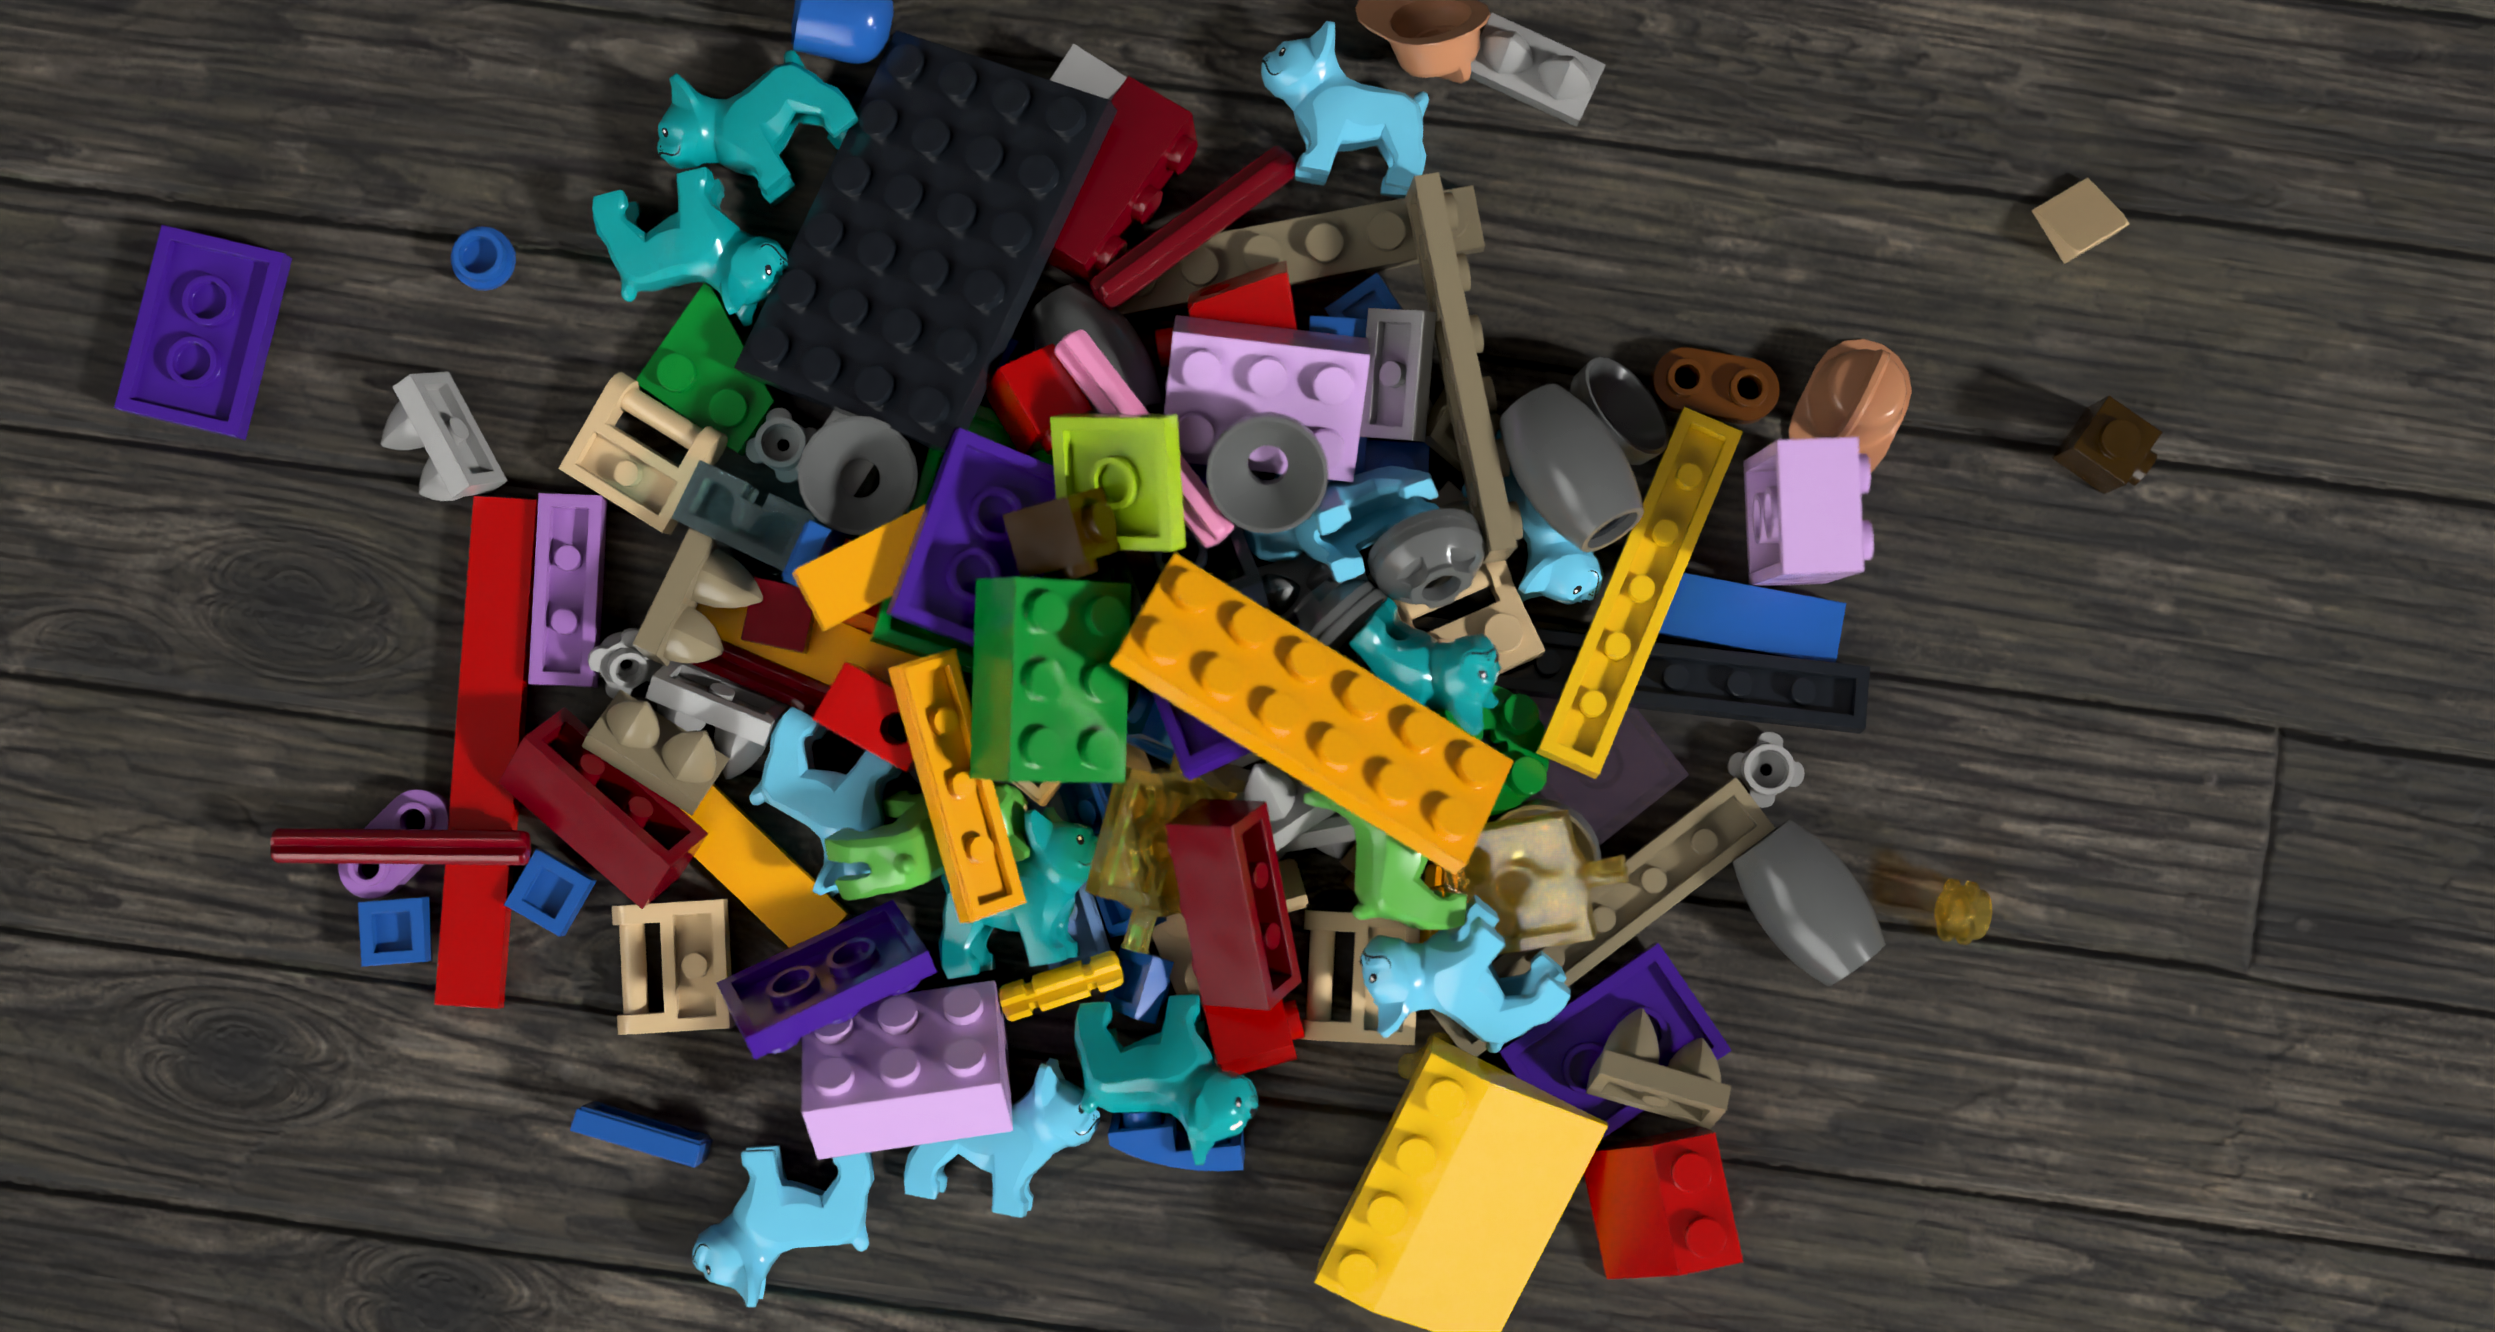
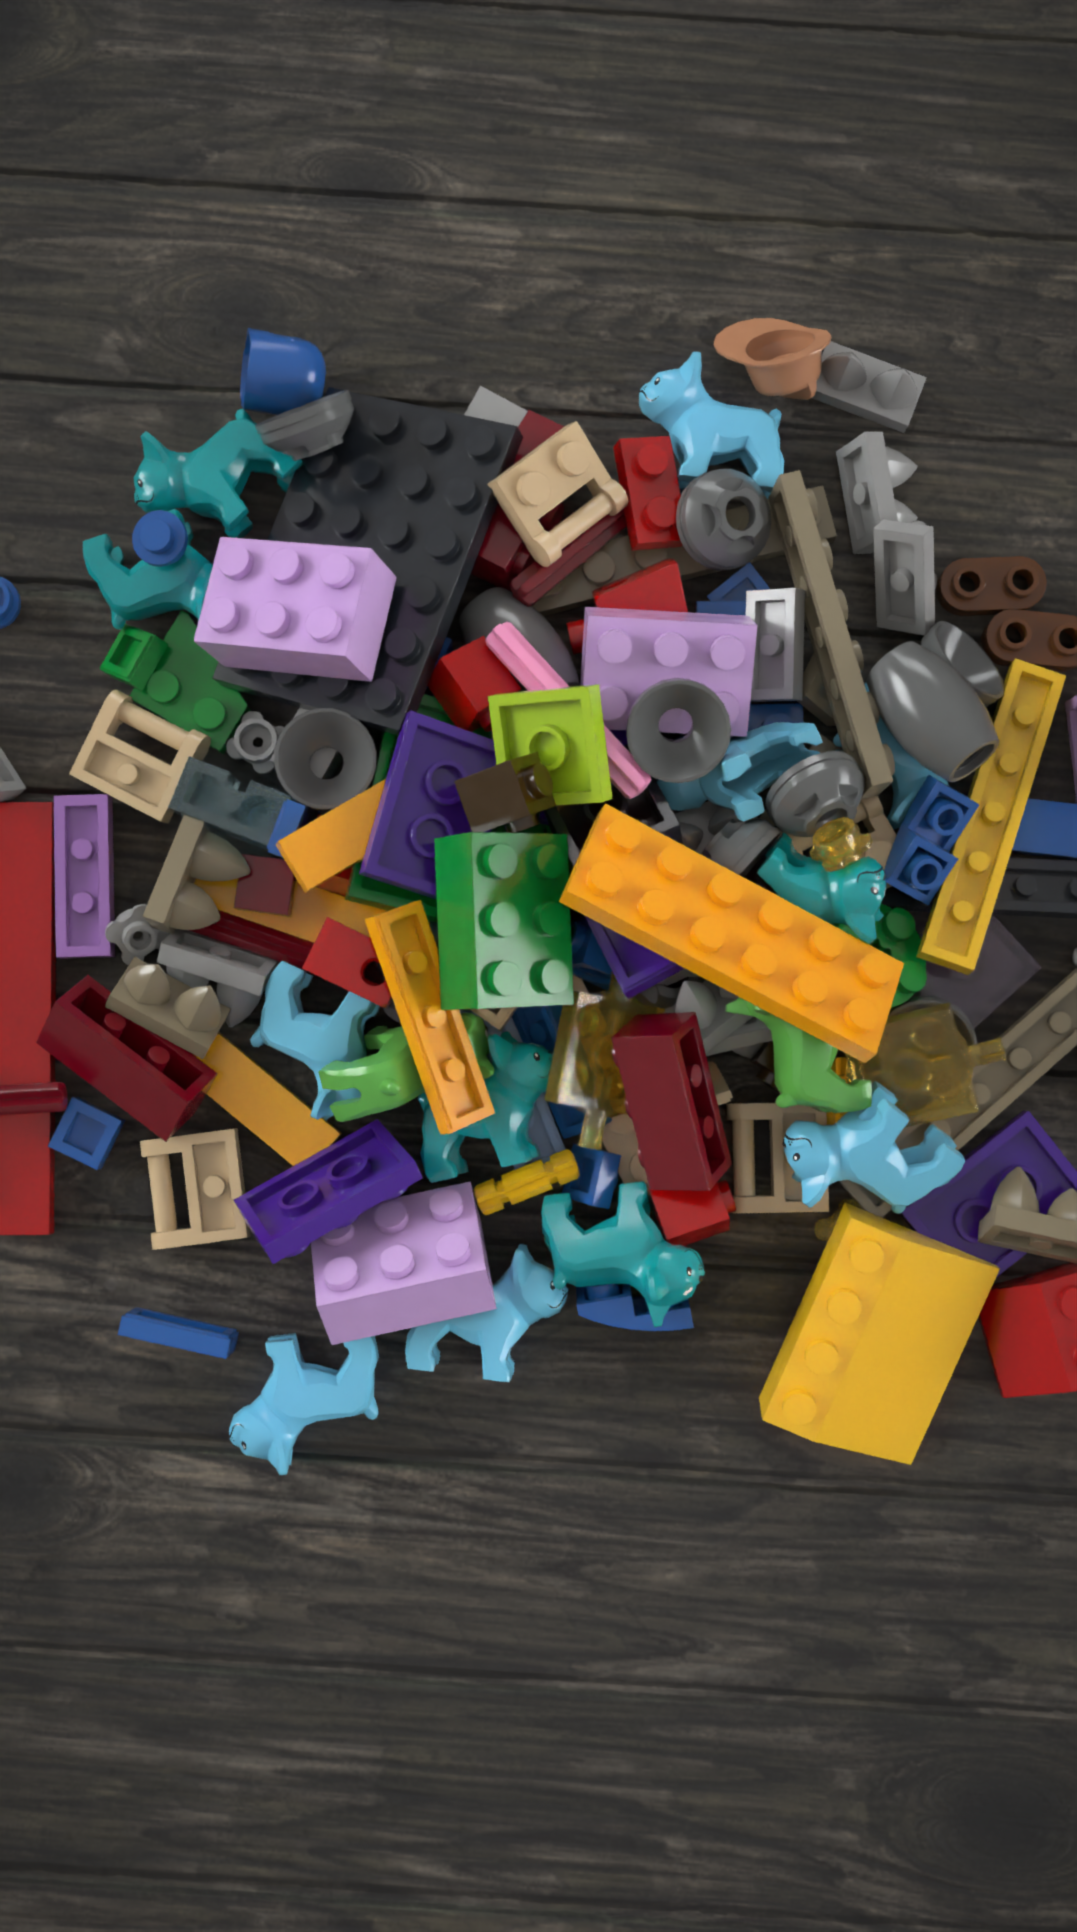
camera: 10 degrees left, 0 degrees up
(644, 334) = (133, 656): none -> green tile
(683, 202) = (160, 538): none -> blue plate
(835, 297) = (296, 608): none -> lavender brick
(866, 82) = (309, 427): none -> dark grey piece
(1141, 163) = (545, 480): none -> tan plate
(1265, 183) = (651, 483): none -> red plate
(1322, 228) = (704, 524): none -> dark grey piece
(1447, 617) = (839, 844): none -> clear yellow plate
(1525, 178) = (867, 480): none -> light grey tile
(1554, 619) = (928, 832): none -> blue slope
(1558, 302) = (904, 576): none -> light grey tile
(1666, 317) = (993, 585): none -> reddish brown plate

